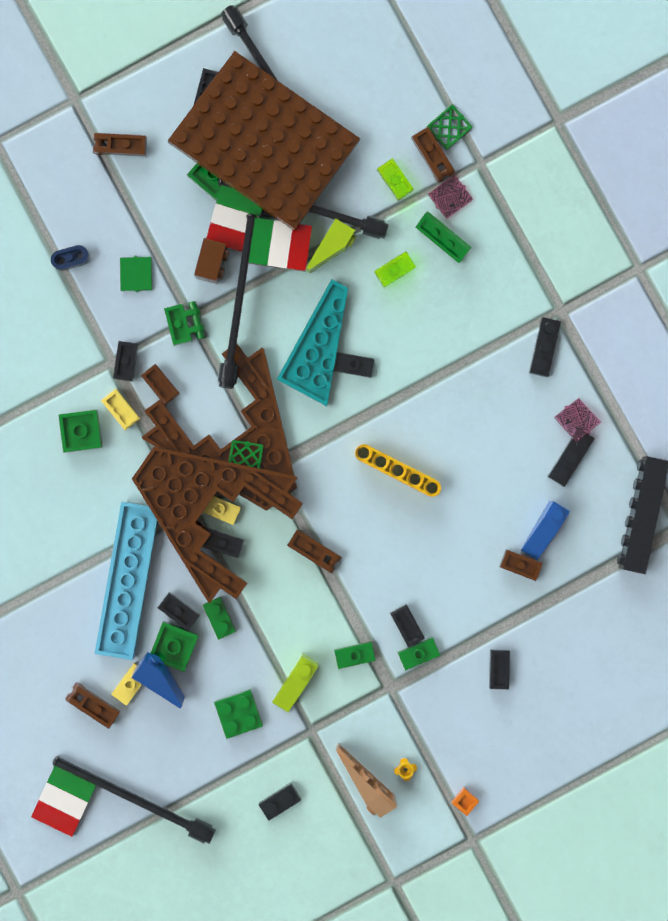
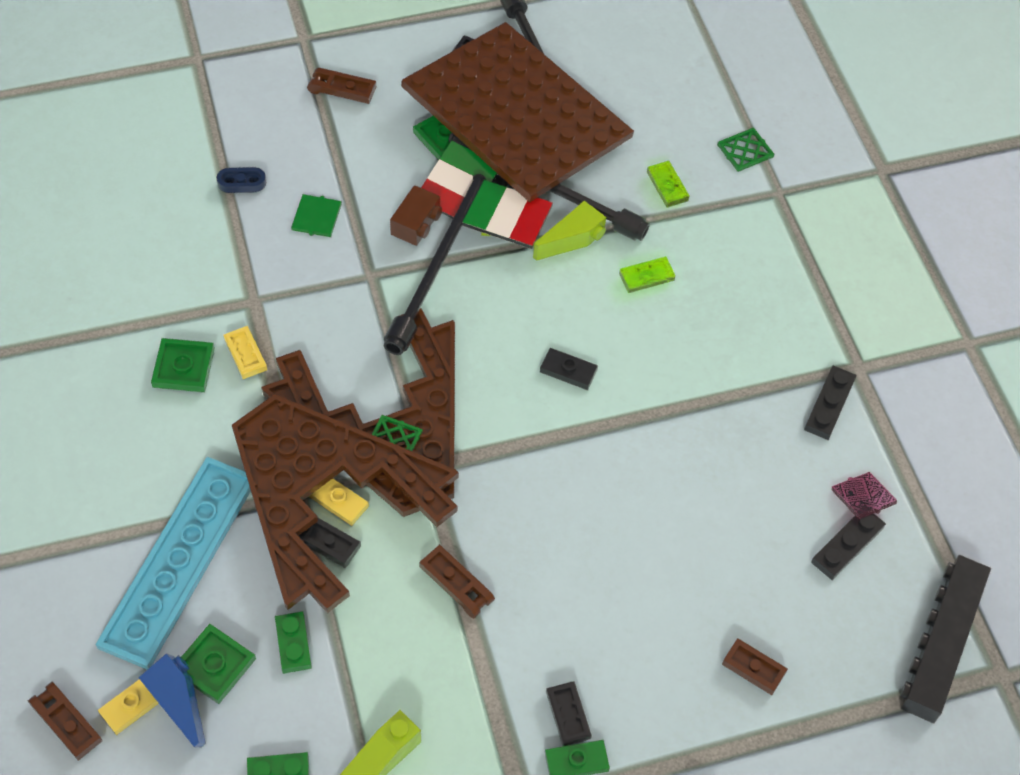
camera: 10 degrees right, 30 degrees down
(125, 361) = (271, 300): black plate -> none
(160, 384) = (307, 335): reddish brown plate -> none
(178, 323) = (352, 276): green plate -> none
(178, 611) = (237, 617): black plate -> none
(314, 355) = (517, 347): teal wing -> none
(354, 655) = (479, 740): green plate -> none
(404, 477) = (603, 514): yellow beam -> none
(432, 154) = (720, 169): reddish brown plate -> none
(443, 237) = (717, 252): green plate -> none
(450, 196) = (733, 217): clear pink piece -> none
(545, 529) = (799, 623): blue slope -> none

